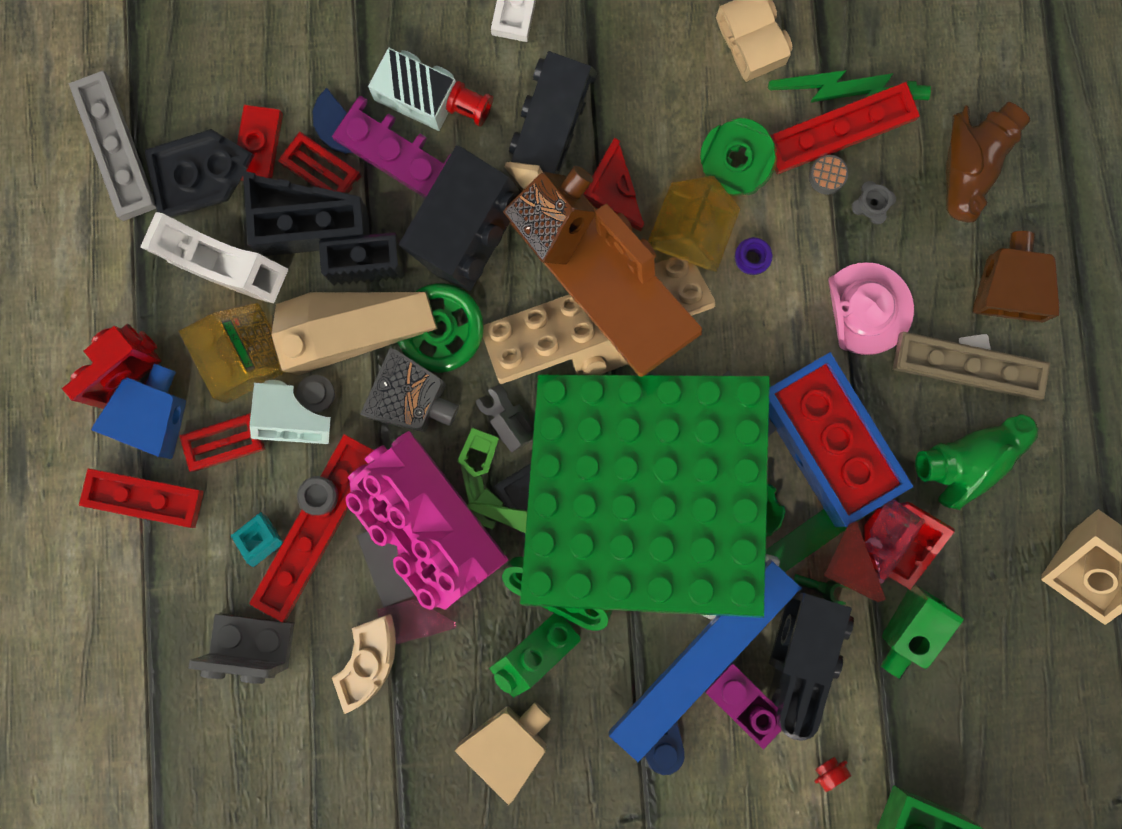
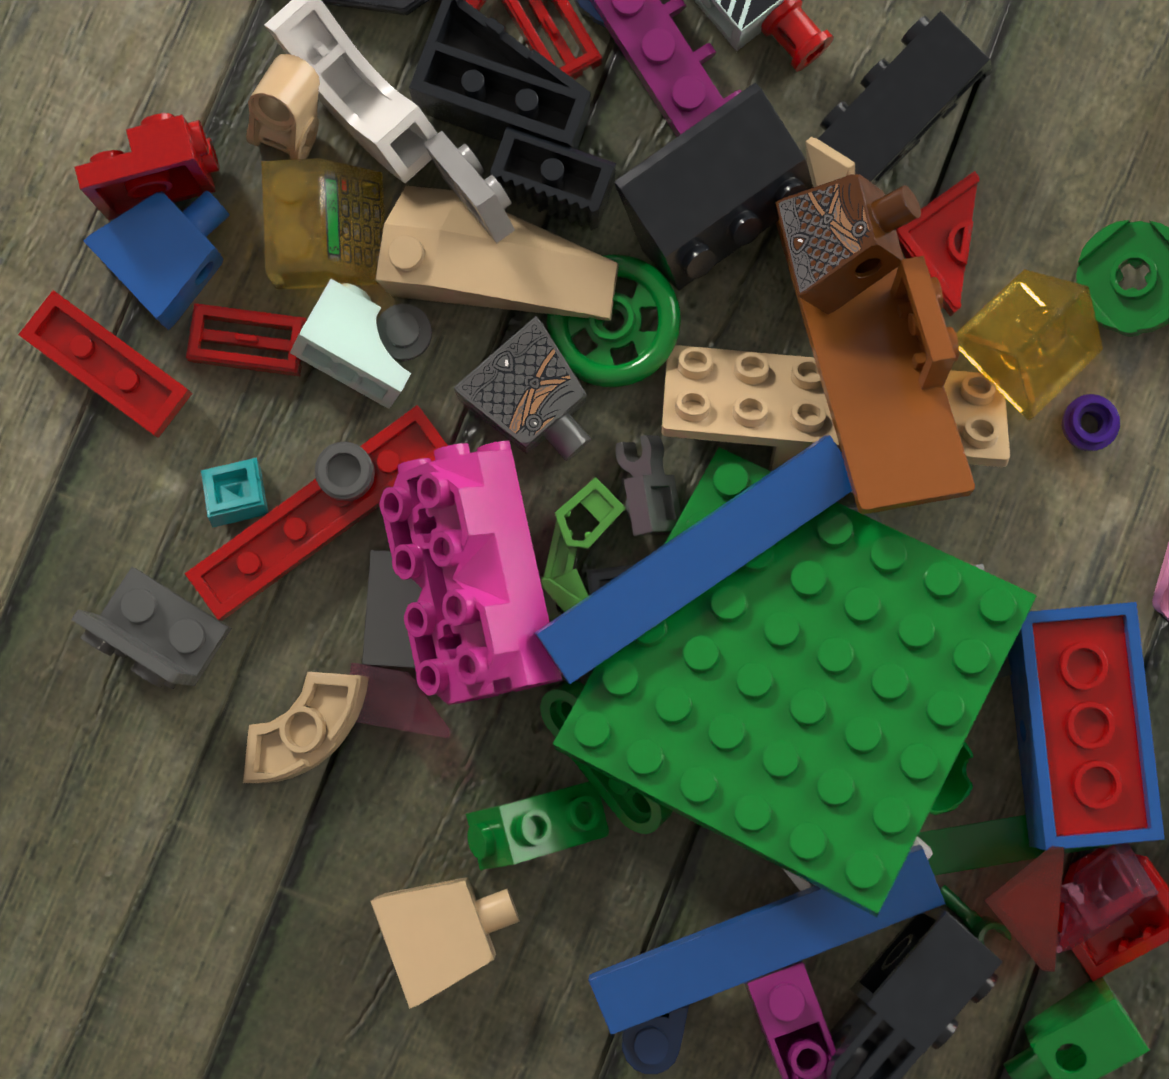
camera: 20 degrees right, 0 degrees up
(178, 291) = (285, 107): none -> tan piece
(323, 290) = (462, 173): none -> light grey plate
(554, 451) = (696, 559): none -> blue tile

